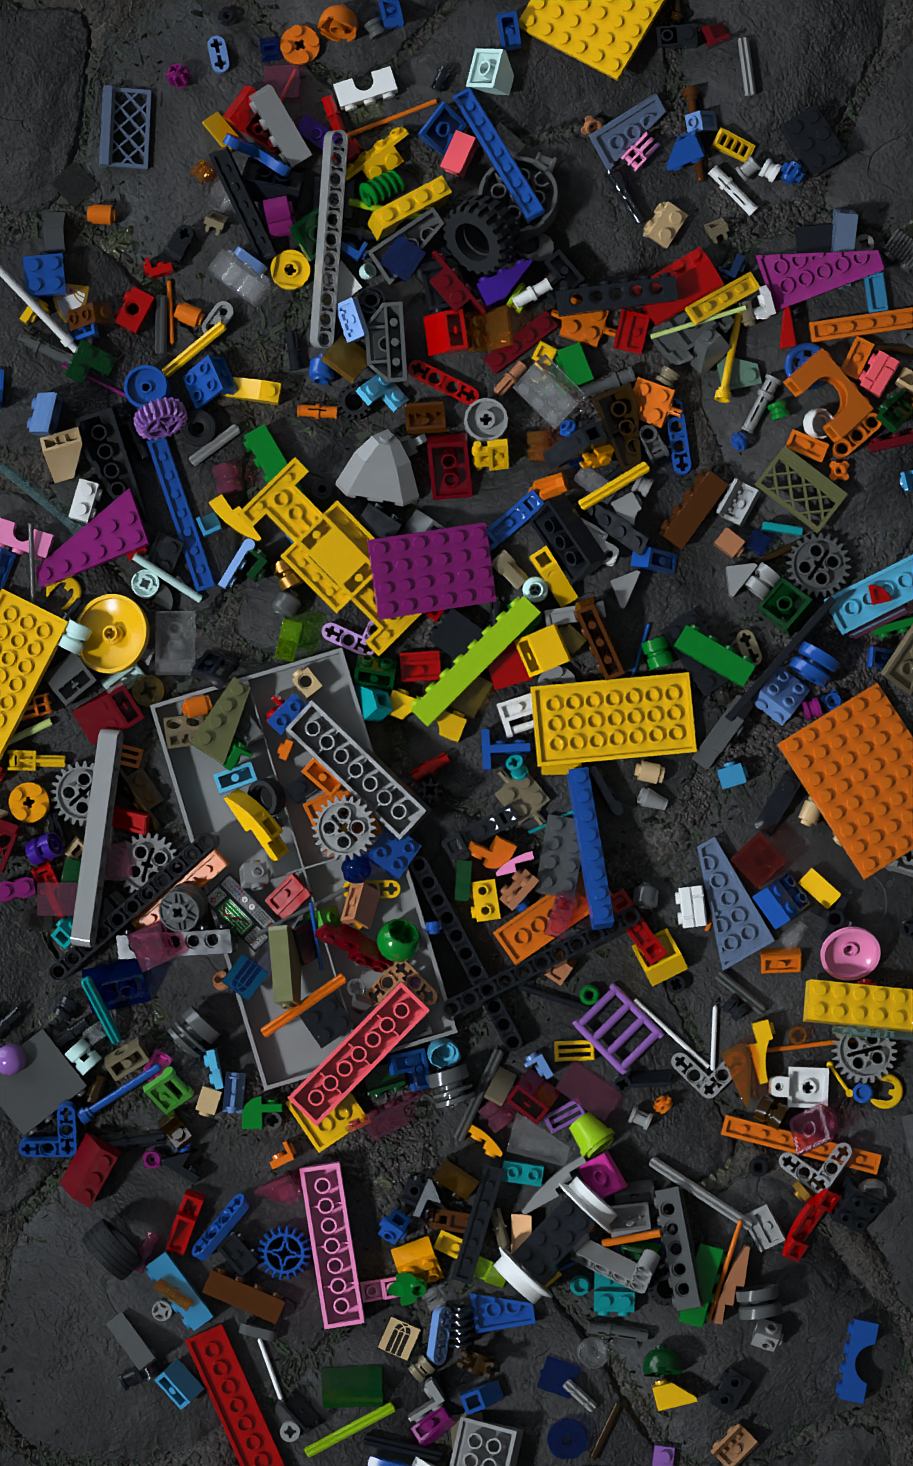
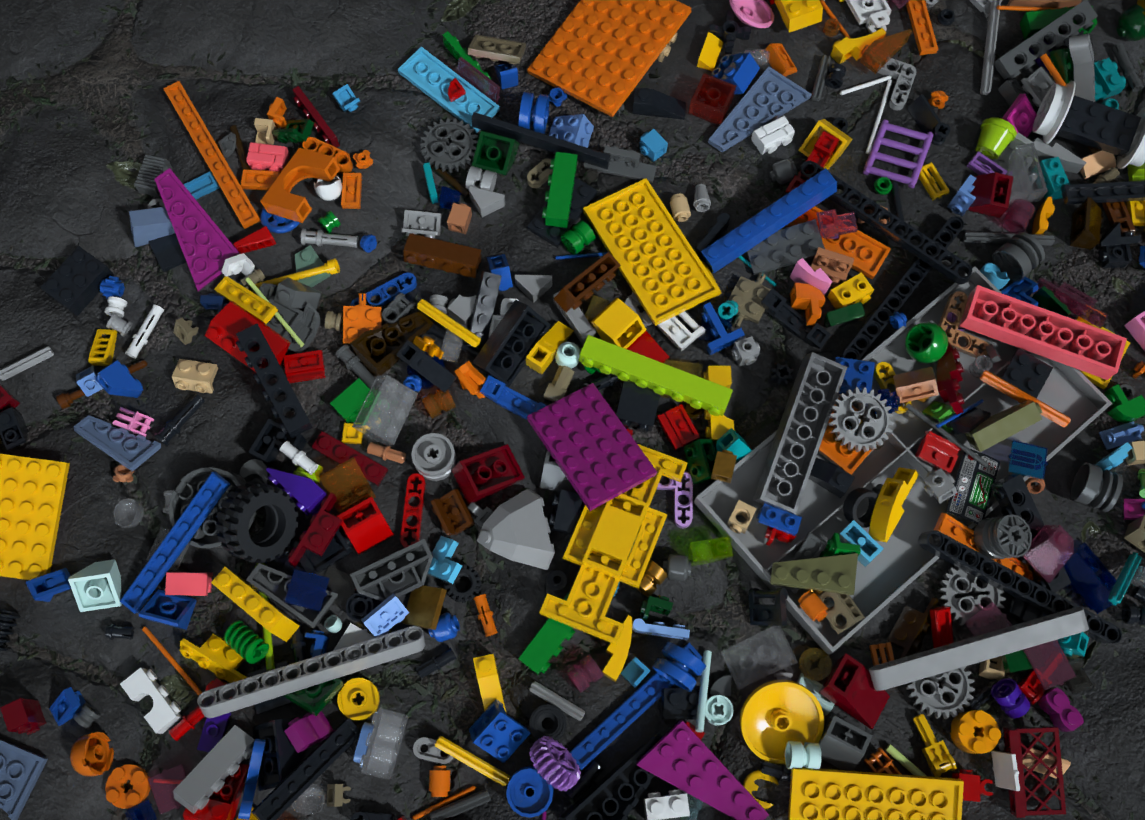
camera: 120 degrees left, 15 degrees down
(197, 564) = (679, 666): none -> blue wheel
(285, 749) = (809, 511): orange plate -> none
(321, 777) = (822, 465): orange slope -> none
(357, 683) = (724, 466): none -> pearl gold brick
(430, 767) = (761, 384): red pin -> none
(468, 774) = (745, 356): none -> light grey brick
(497, 455) = (465, 438): yellow plate -> none
(500, 1086) = (995, 219): dark tan slope -> none
(549, 119) = (128, 513): none -> clear hair
(584, 327) = (317, 408): orange plate -> none
(588, 1091) = (958, 157): clear pink piece -> none
(640, 1118) = (958, 111): light grey bush -> none
(771, 1112) = (902, 17): dark brown wheel -> none
(807, 474) = (375, 179): olive fence -> none
(809, 813) = (654, 78): tan brick -> none
(811, 708) = (569, 106): magenta wheel -> none

